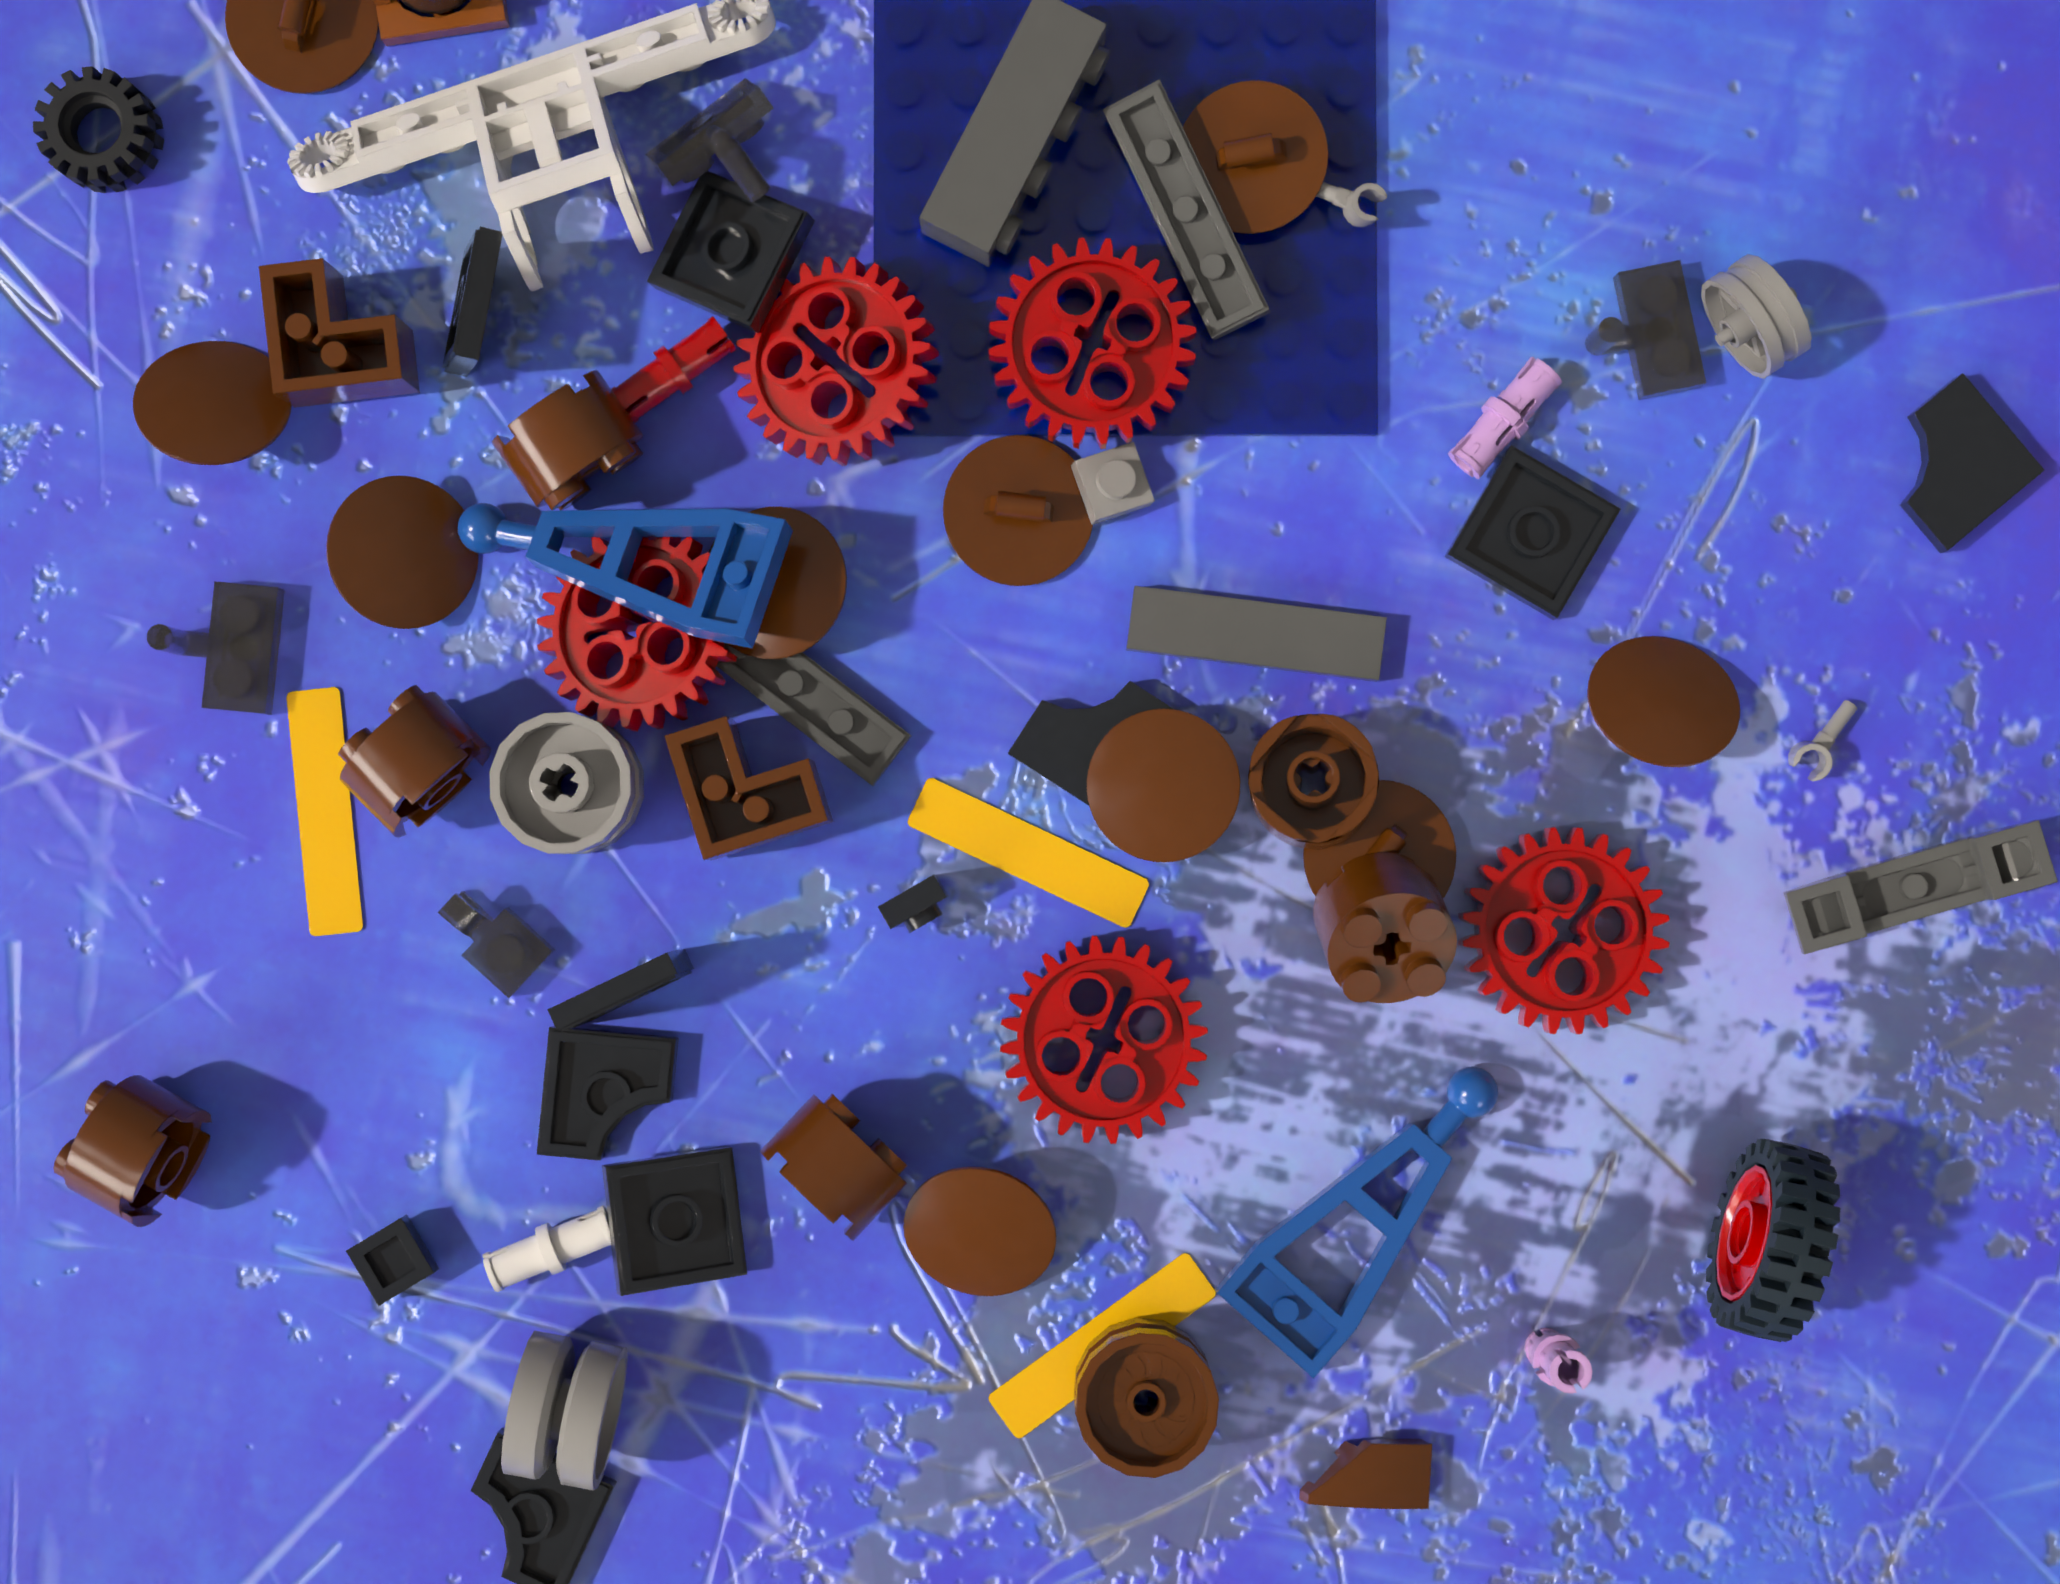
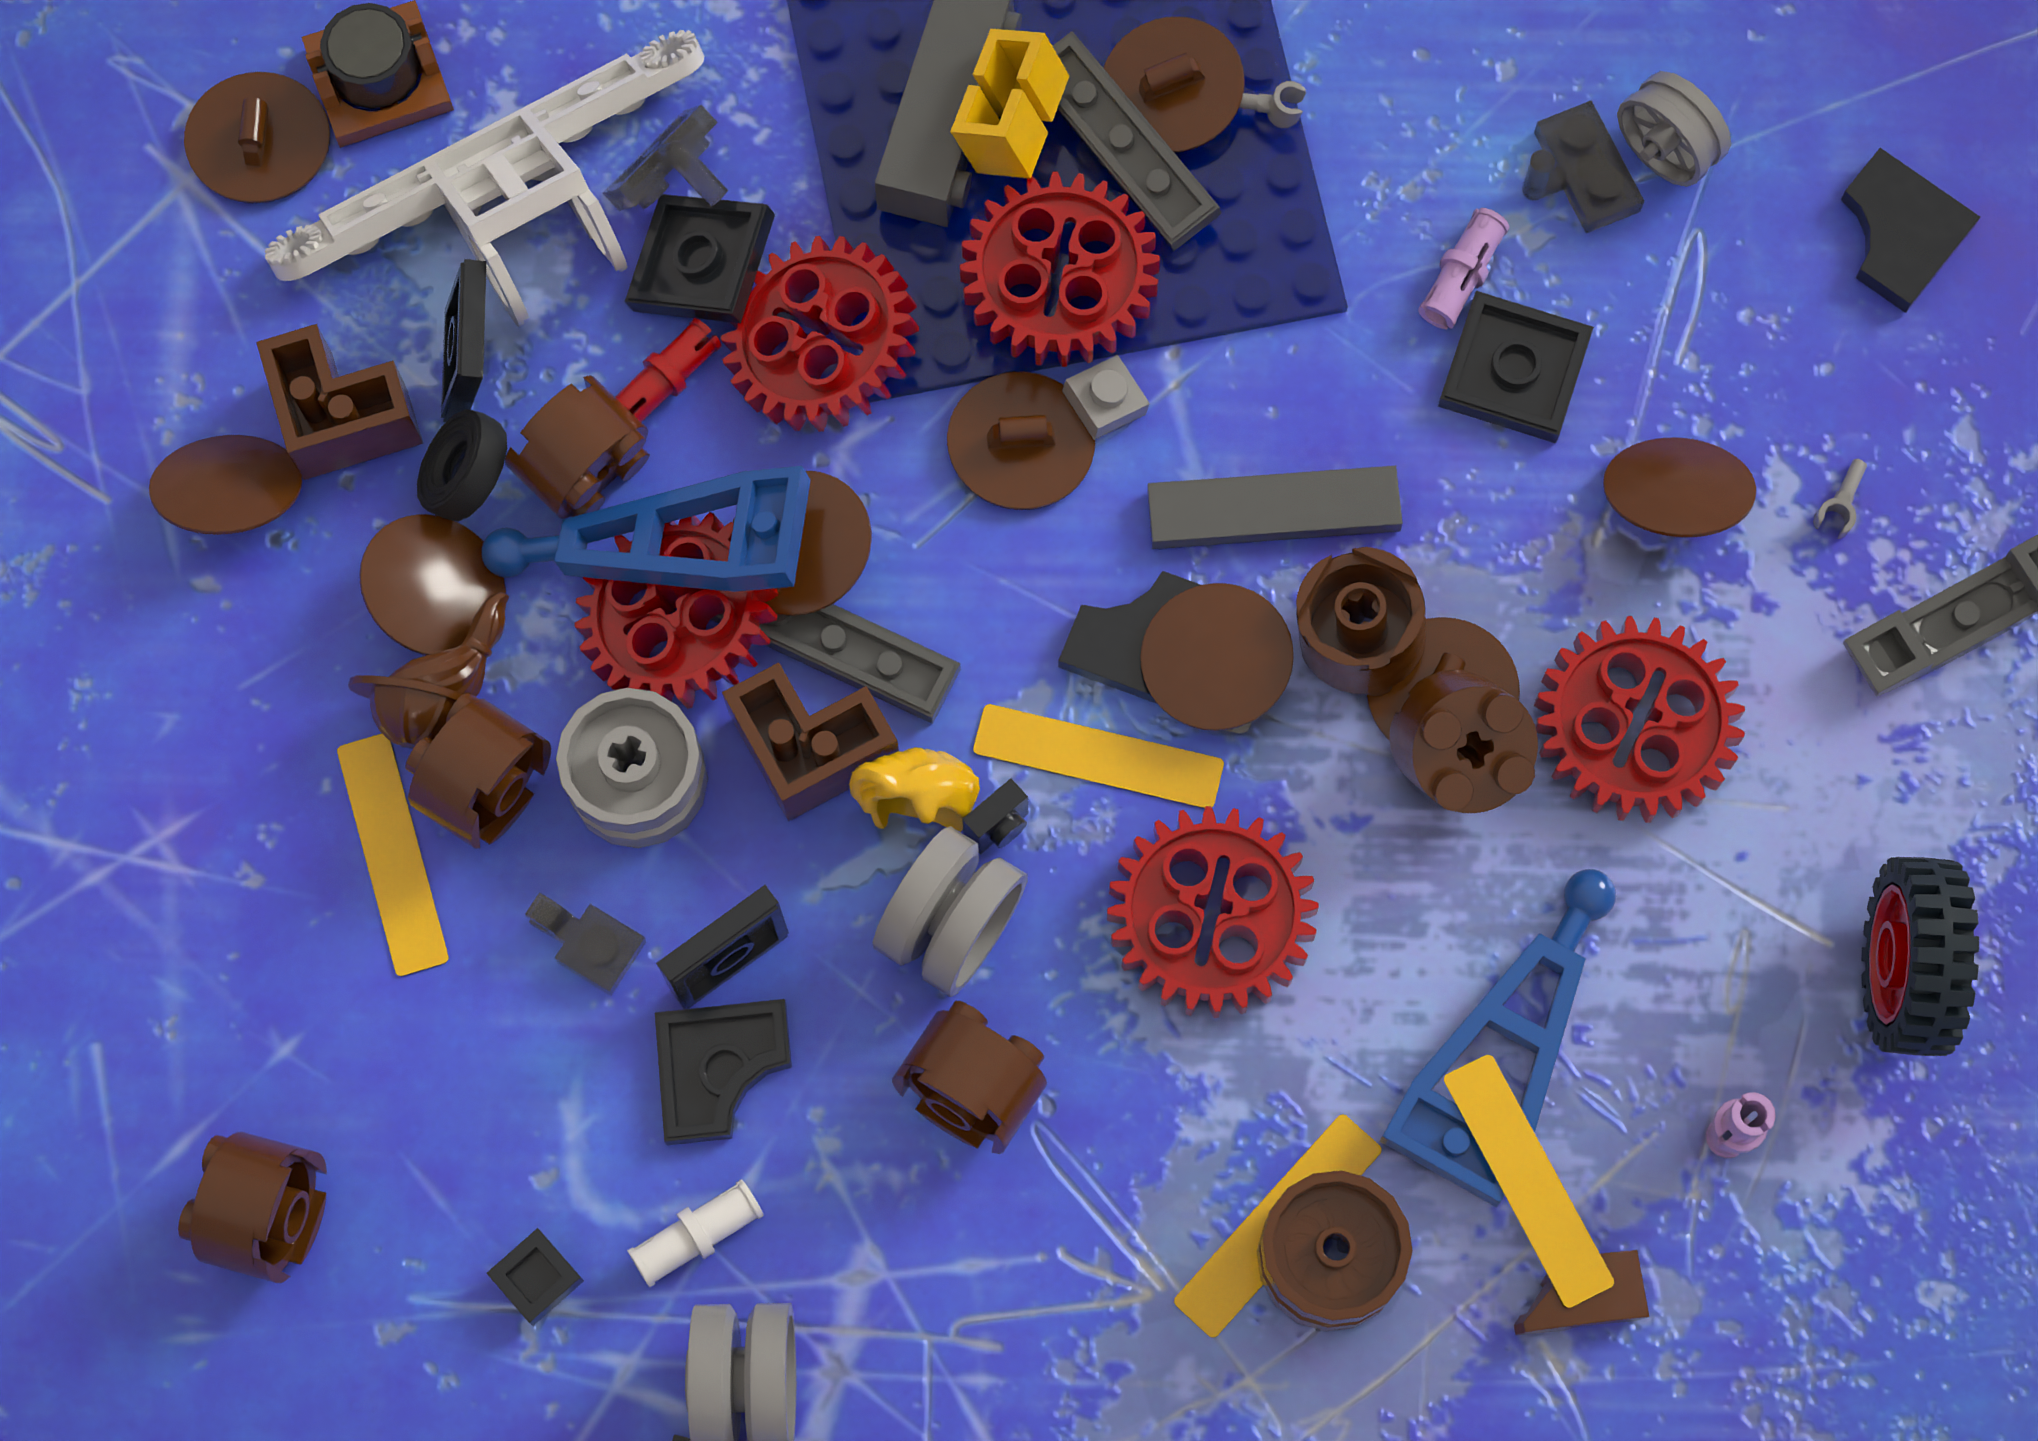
camera: 10 degrees left, 15 degrees down
(70, 107) = (64, 238): black tyre -> none
(238, 648) = (283, 711): clear smoke plate -> none
(374, 672) = (421, 693): none -> reddish brown piece
(471, 413) = (462, 465): none -> black tyre
(674, 1220) = (817, 1176): black tile -> none
(846, 858) = (916, 785): none -> yellow hair
(846, 997) = (949, 911): none -> light grey wheel
(979, 1231) = (1129, 1123): reddish brown shield -> none
(1097, 138) = (1024, 87): none -> yellow piece
(1345, 1363) = (1529, 1181): none -> yellow sticker

